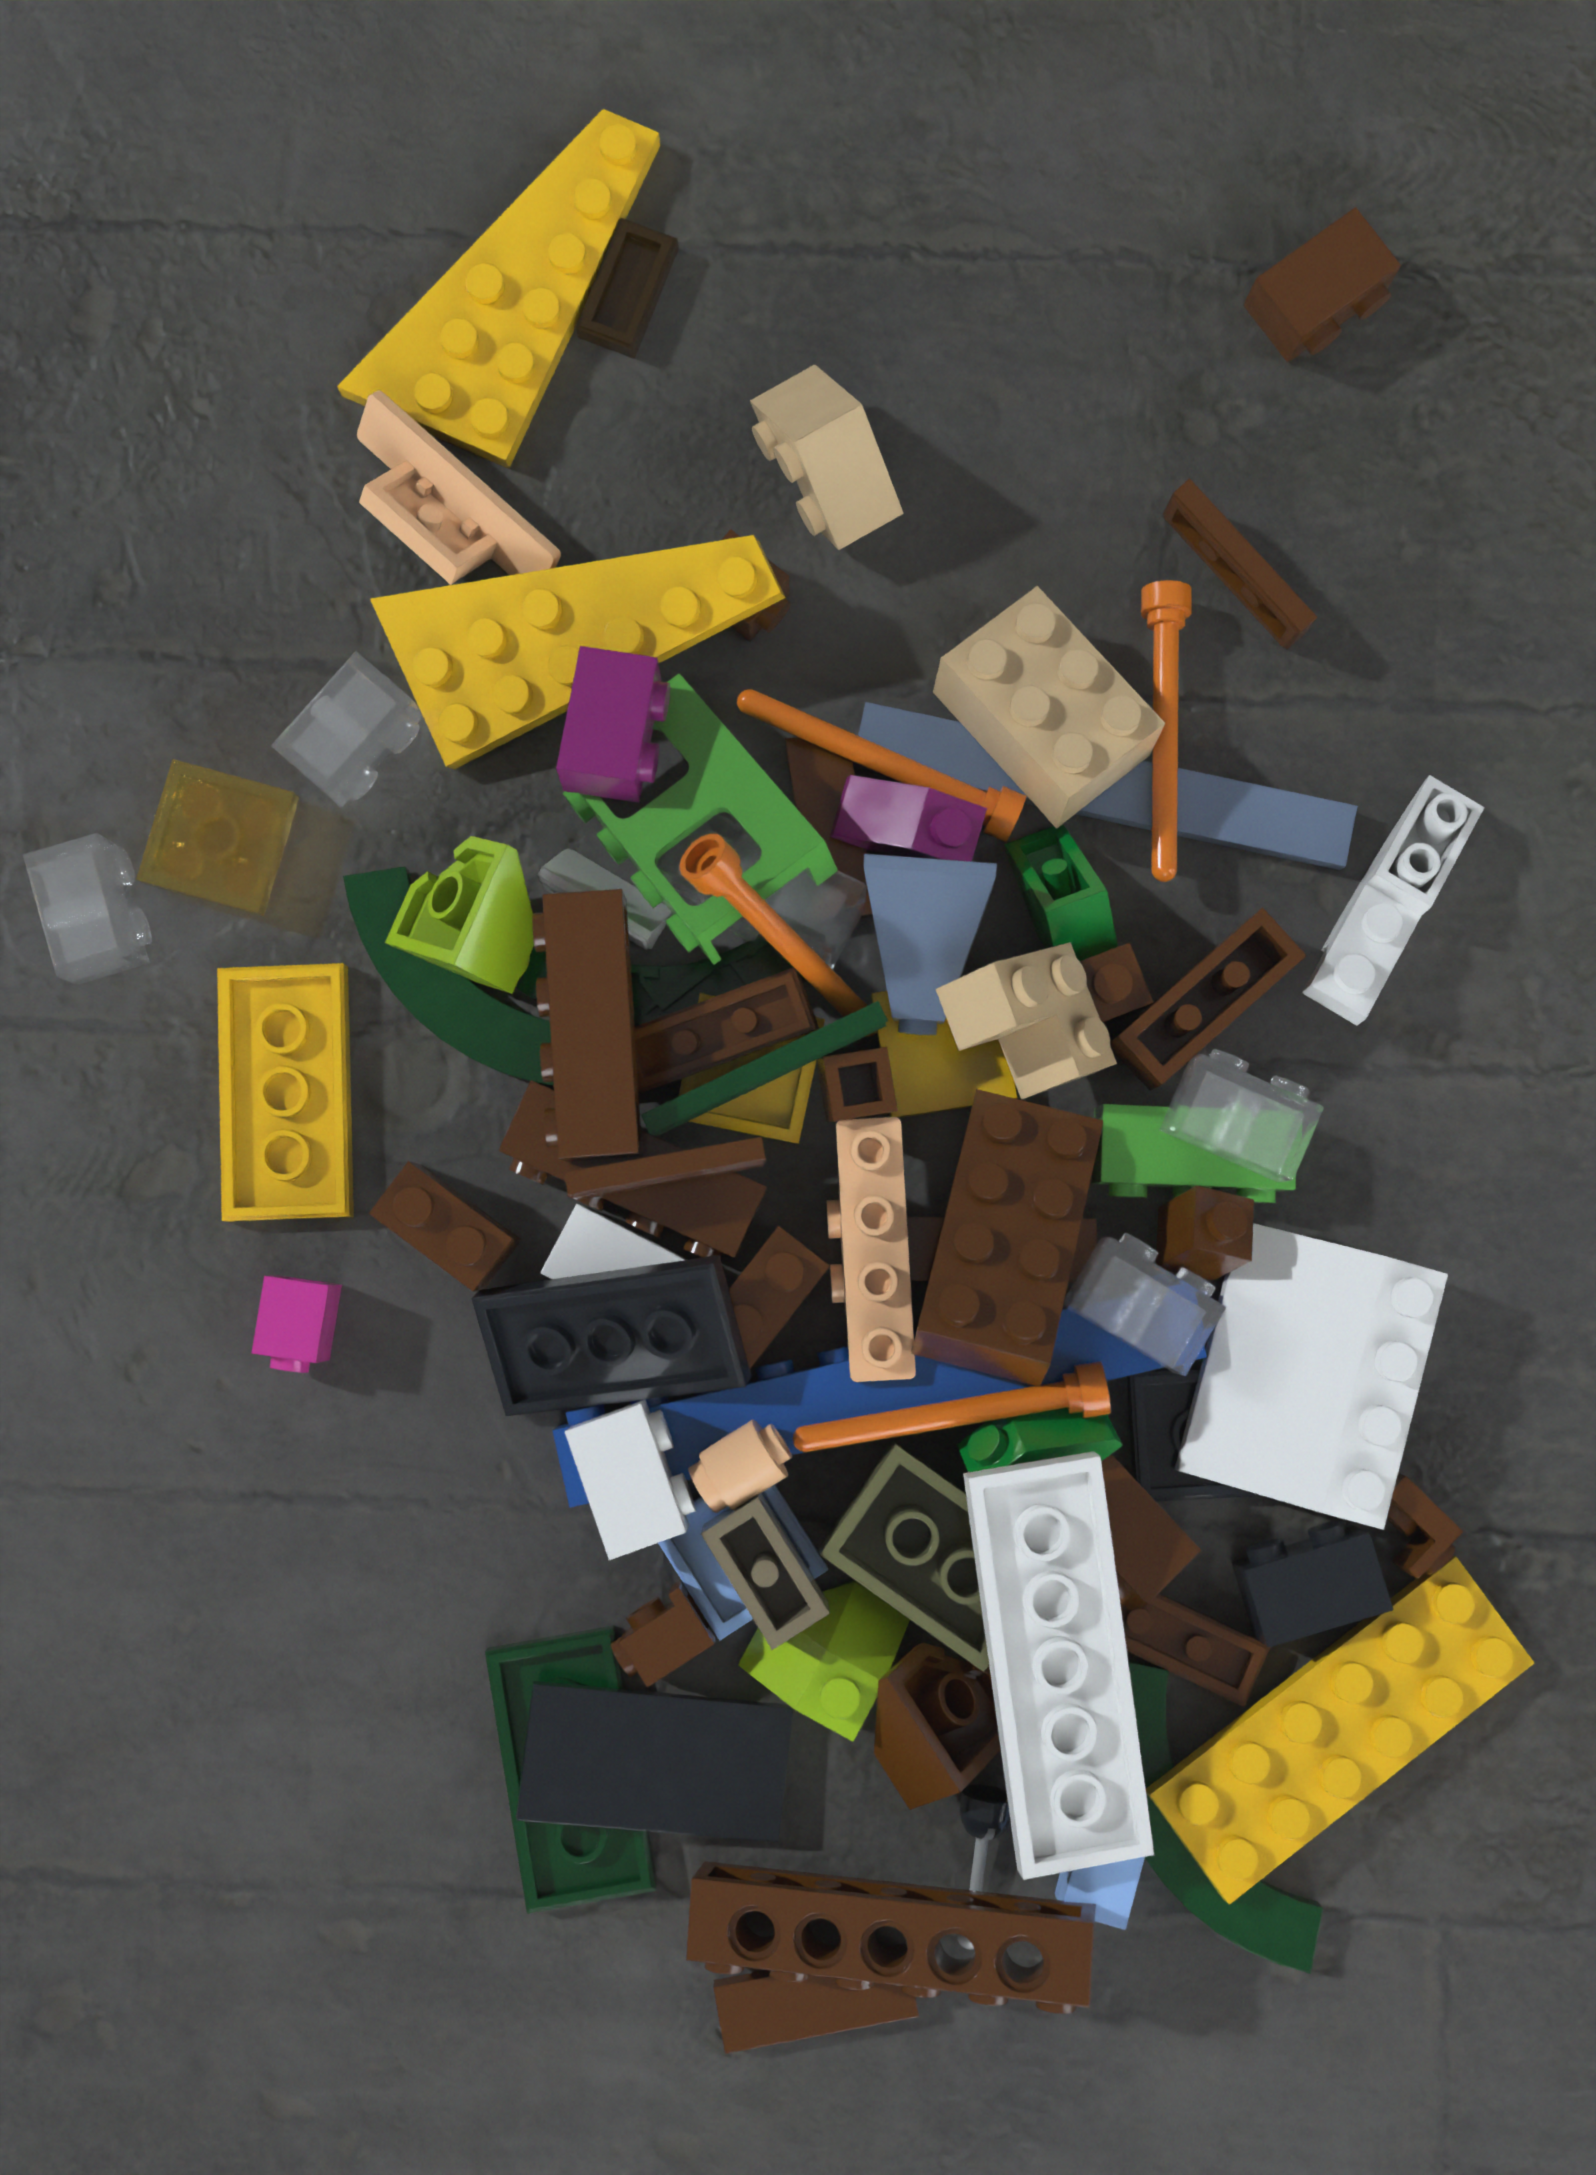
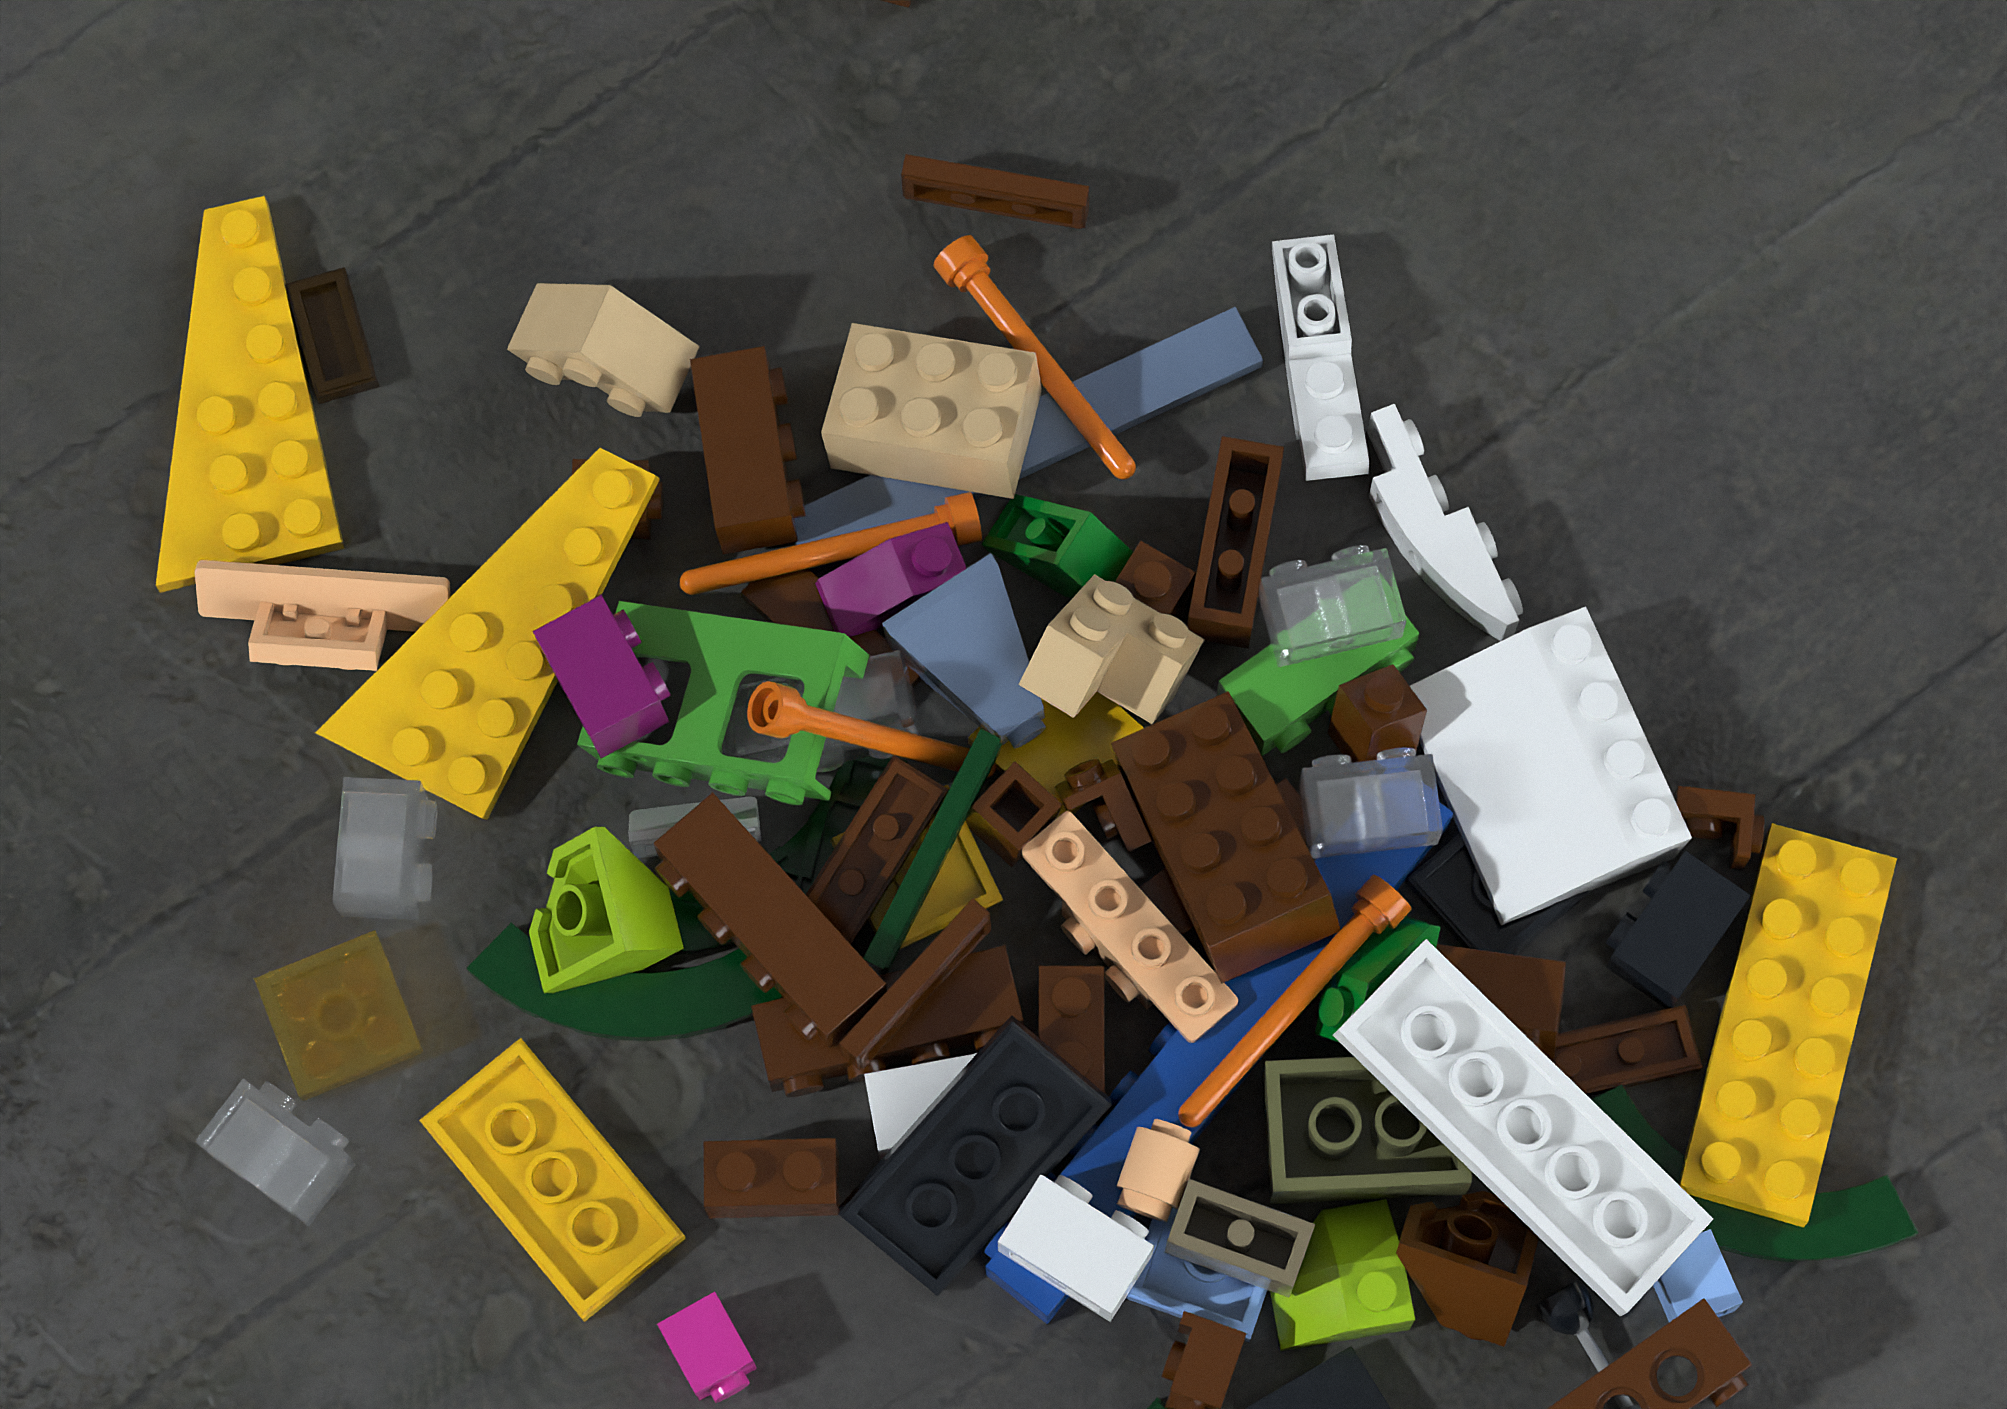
camera: 35 degrees left, 10 degrees down
(875, 626) = (747, 449): none -> reddish brown brick
(944, 1124) = (1116, 808): none -> reddish brown bracket
(1368, 1136) = (1447, 550): none -> white slope

